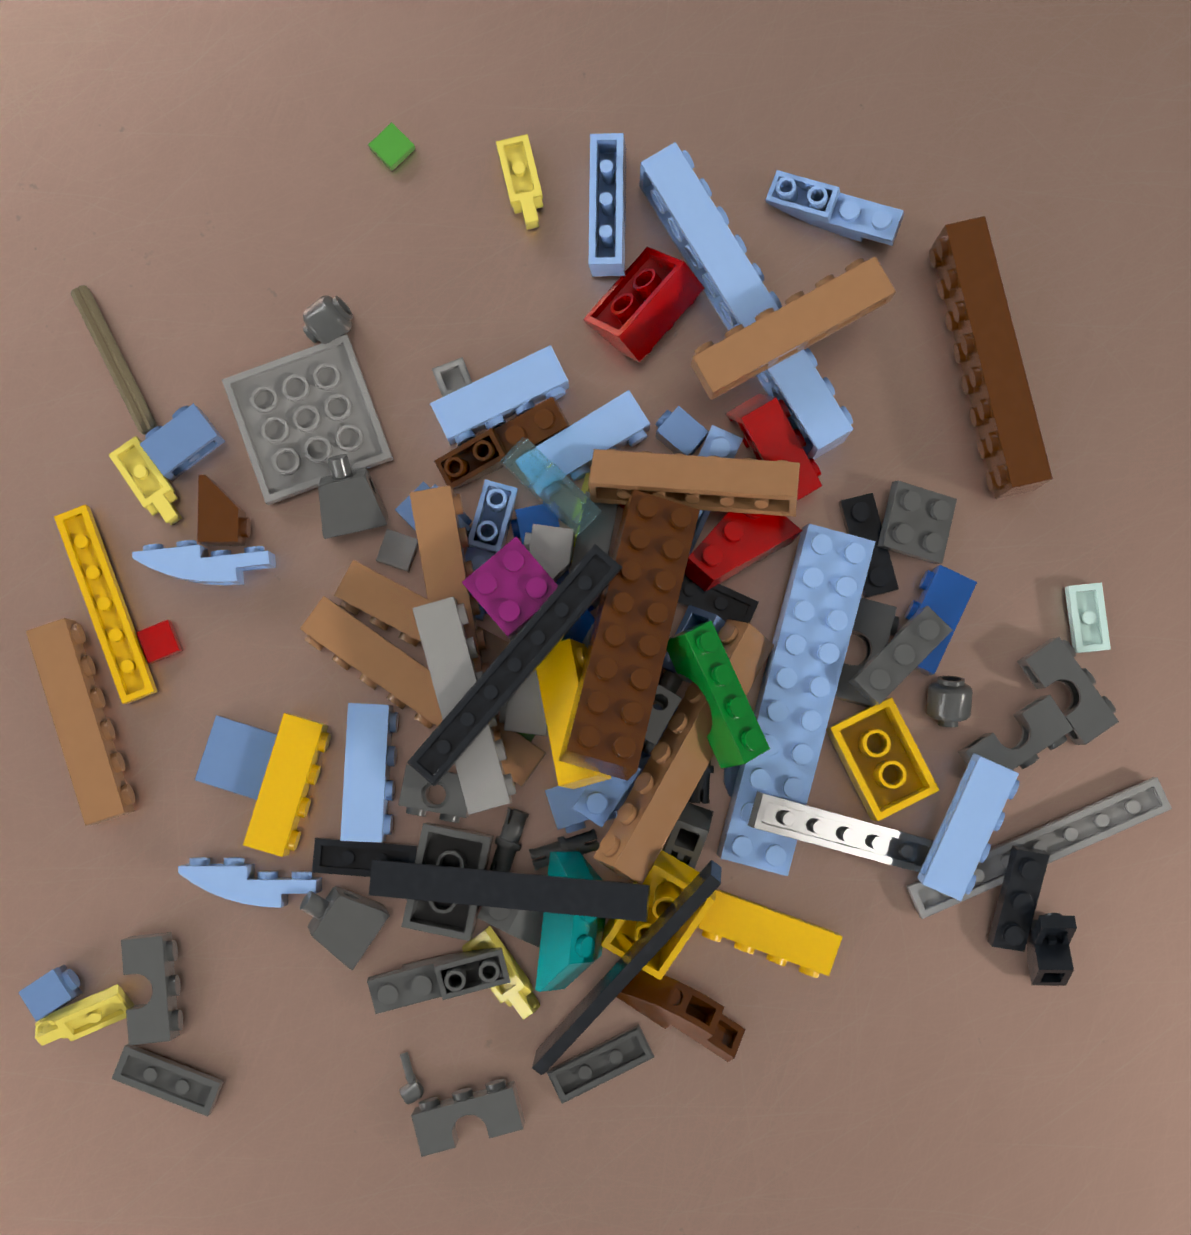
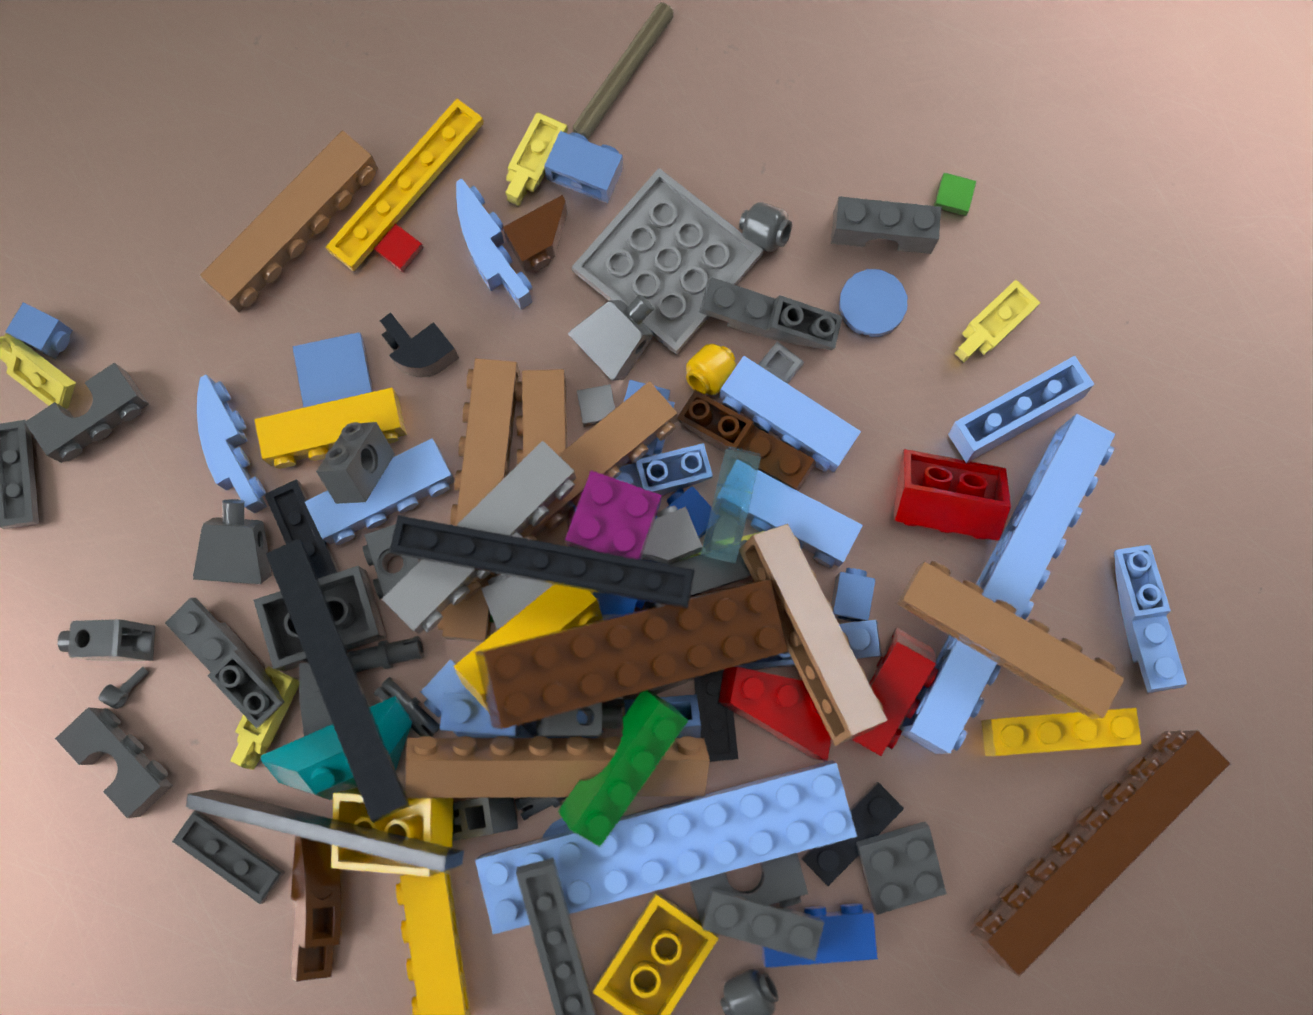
camera: 55 degrees right, 5 degrees down
(267, 675) = (421, 355): none -> black brick
(334, 777) = (355, 462): none -> dark grey brick
(362, 1071) = (108, 640): none -> dark grey torso
(372, 234) = (910, 225): none -> dark grey arch
(407, 362) = (770, 317): none -> dark grey slope
(423, 437) = (710, 368): none -> yellow head
(445, 270) = (873, 302): none -> medium blue tile
(883, 334) = (1060, 732): none -> yellow brick

